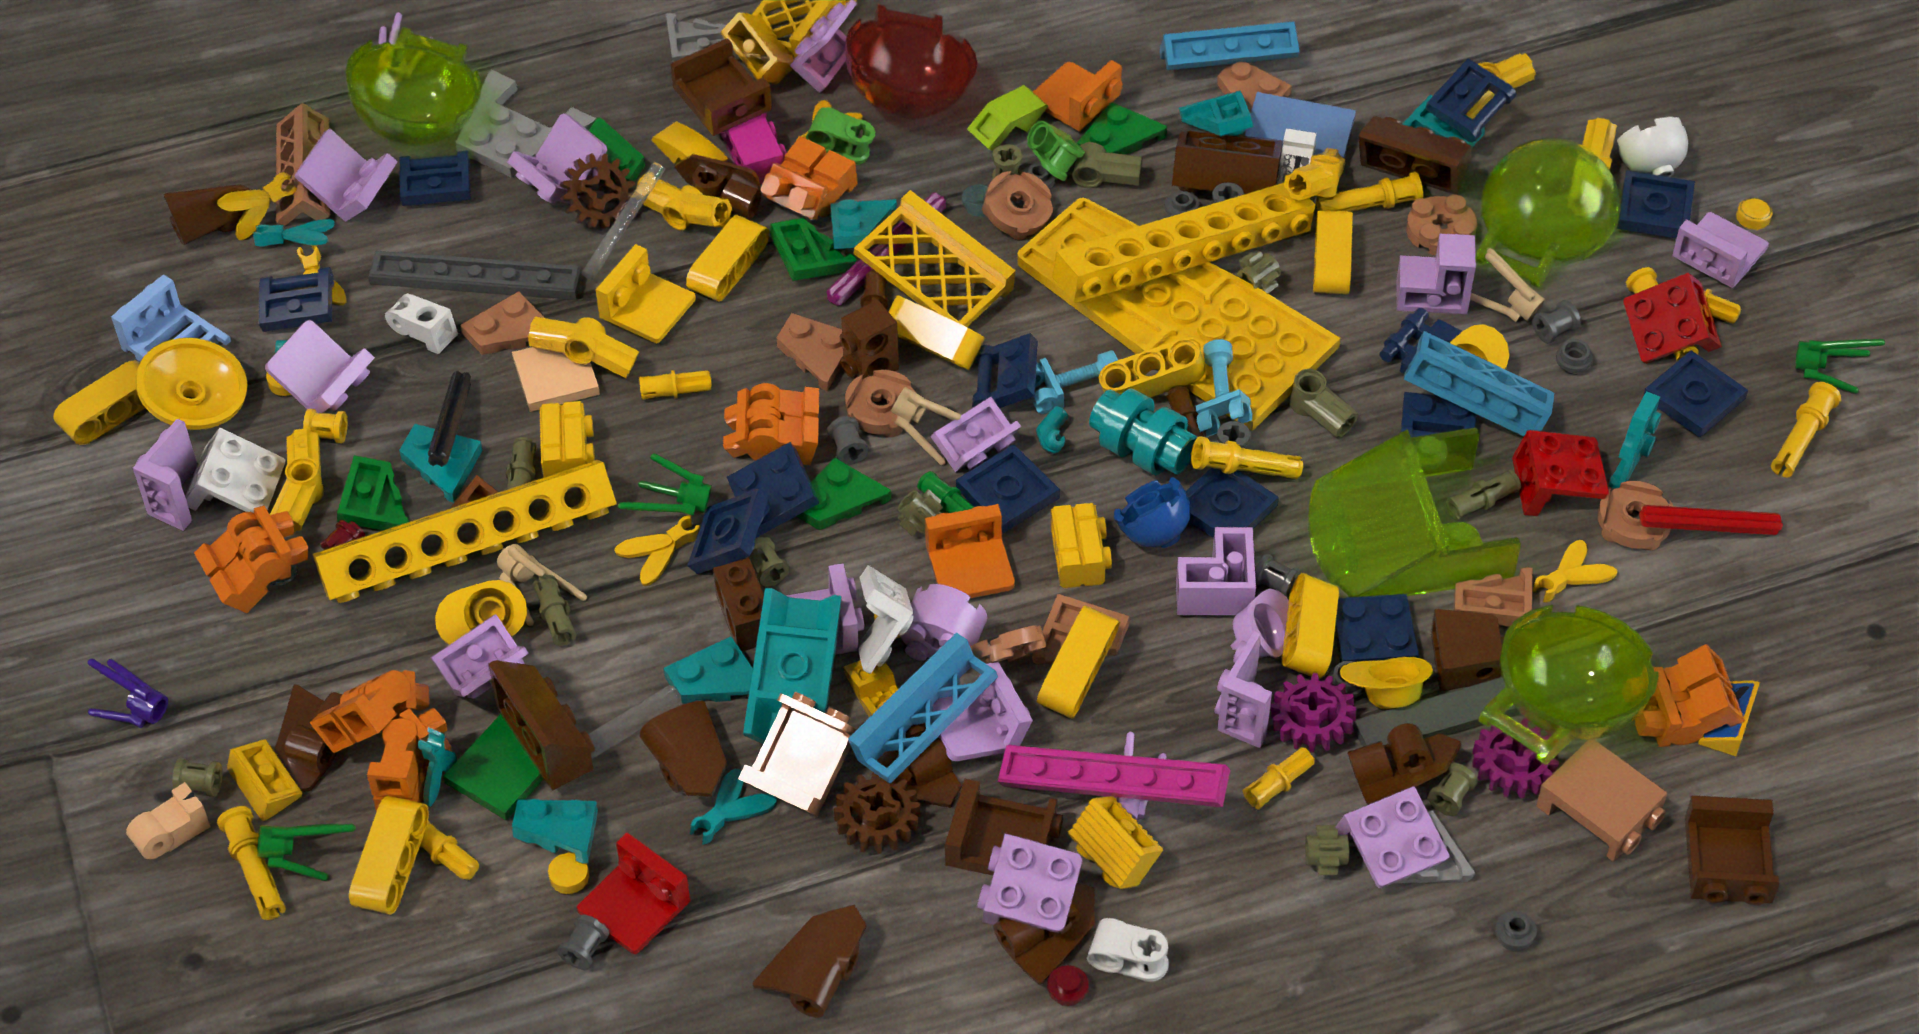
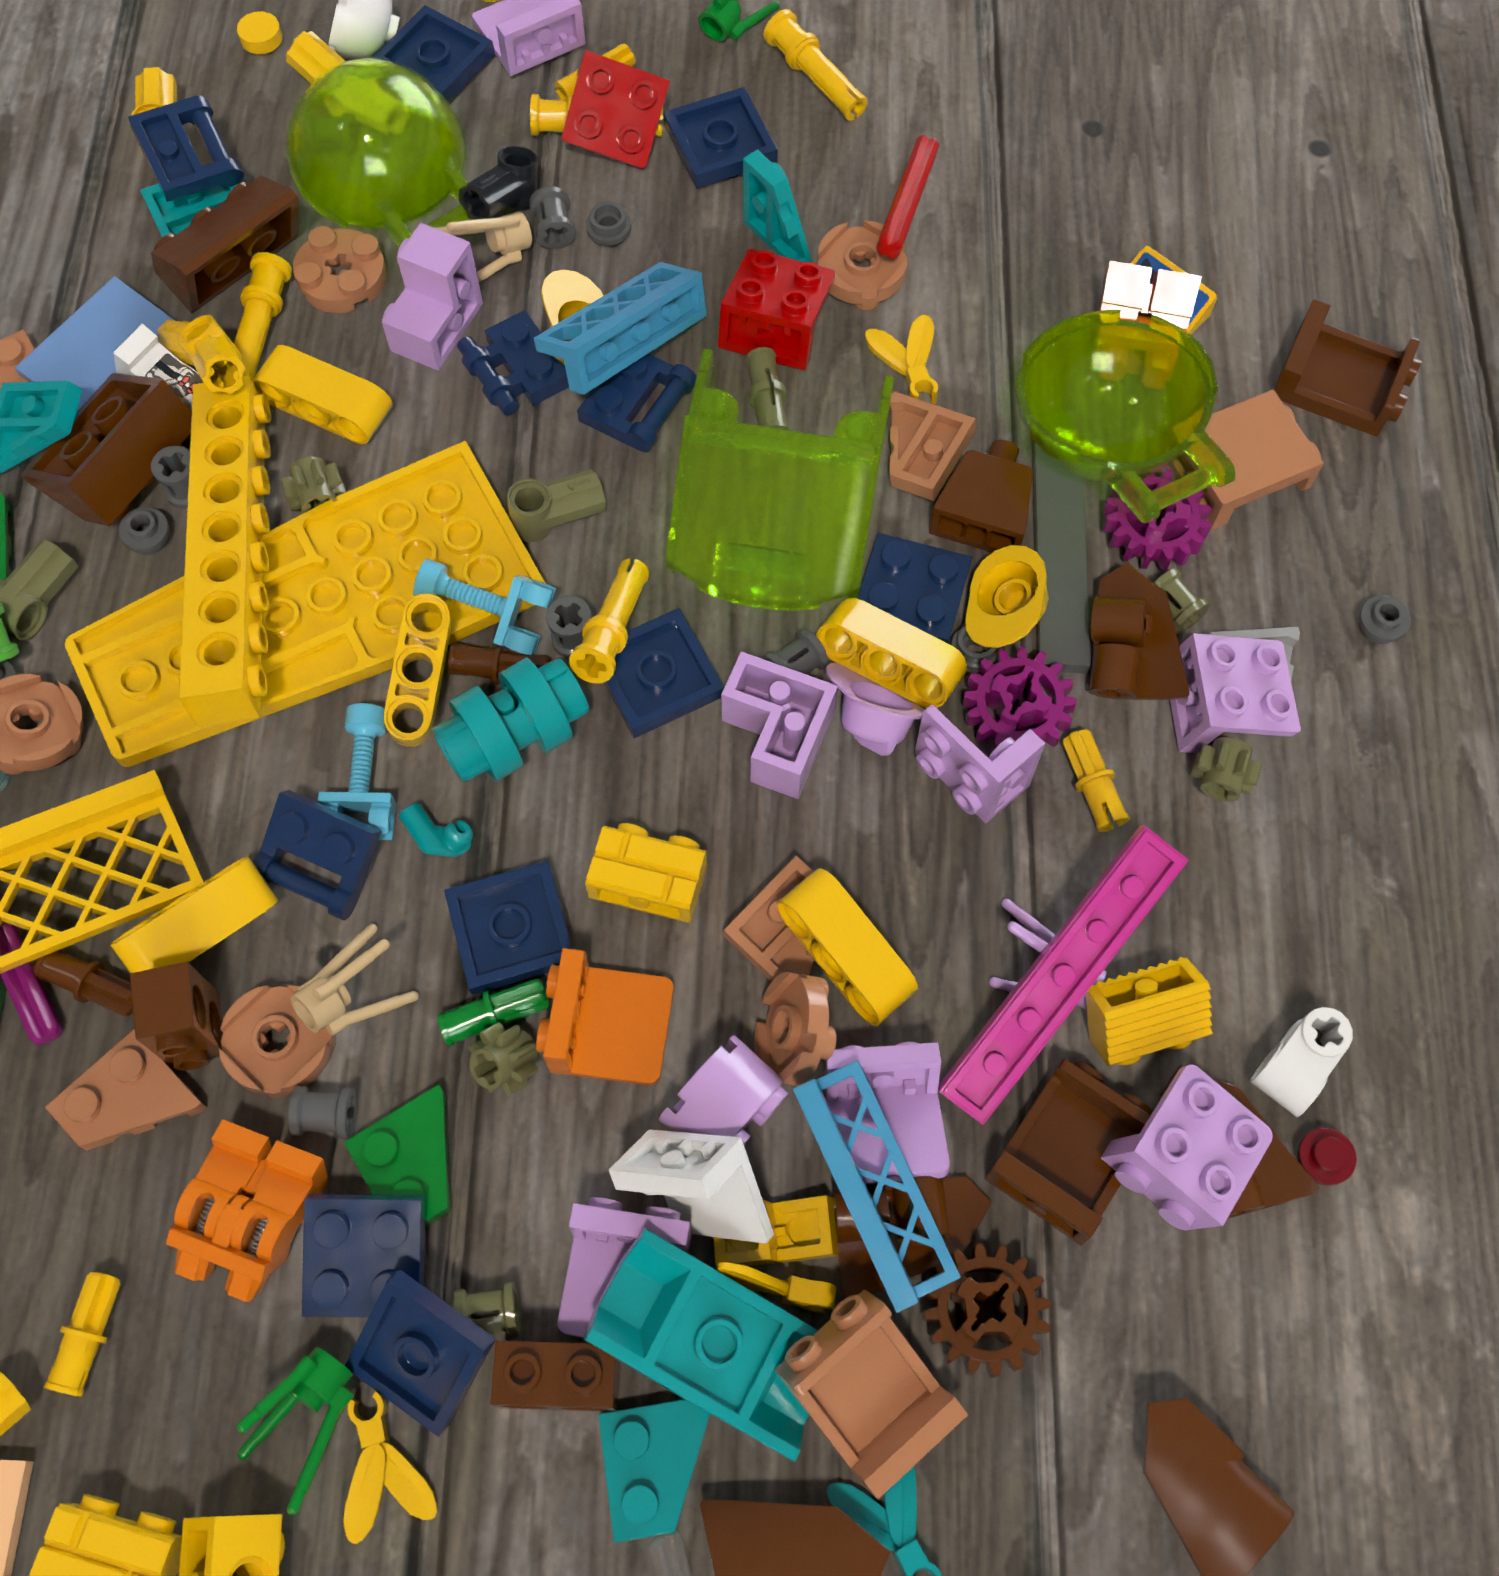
camera: 70 degrees left, 15 degrees up
(843, 706) = (796, 1291): none -> yellow piece
(974, 434) = (411, 922): lavender bracket -> none
(1155, 514) = (647, 758): blue cylinder -> none
(1562, 282) = (503, 186): none -> black piece
(1612, 104) = (259, 32): none -> yellow piece

